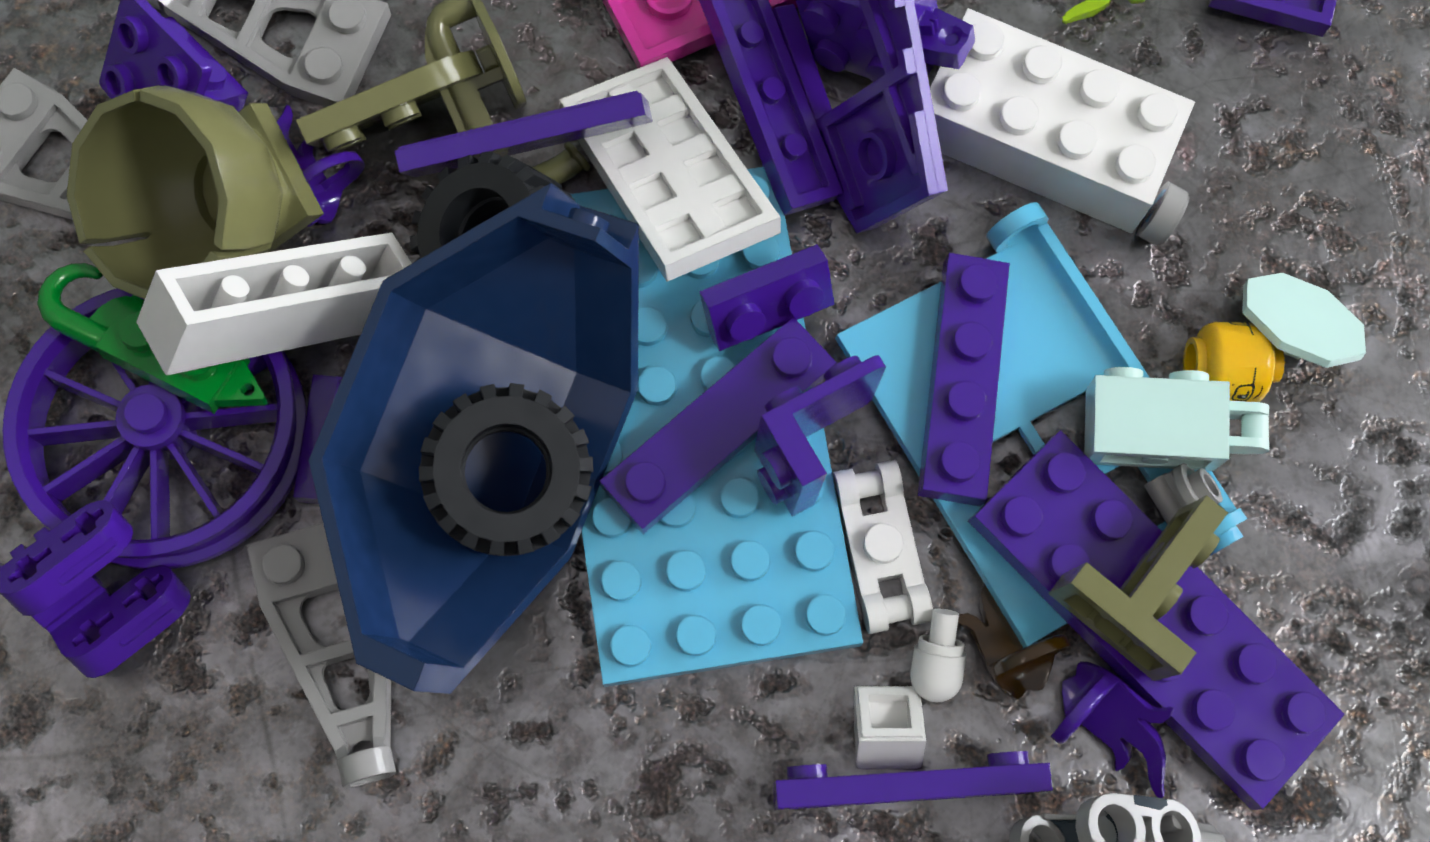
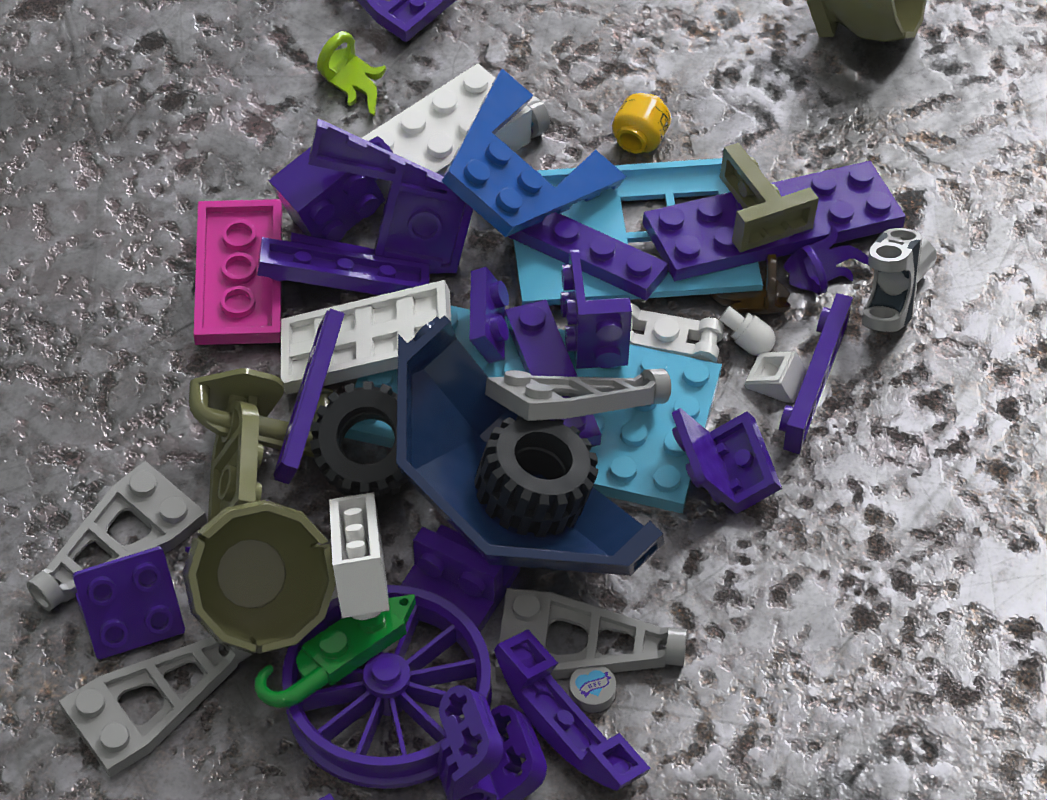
camera: 65 degrees left, 20 degrees down
(188, 671) = (559, 719): none -> dark purple slope
(266, 682) = (592, 688): none -> light grey tile
(603, 414) = (542, 395): none -> light grey plate
(684, 711) = (728, 460): none -> dark purple bracket
(976, 215) = (502, 183): none -> blue wing
(1168, 421) = (664, 160): light aqua brick -> none
(1181, 488) = (706, 177): light grey plate -> none
(1303, 320) = (634, 78): light aqua piece -> none

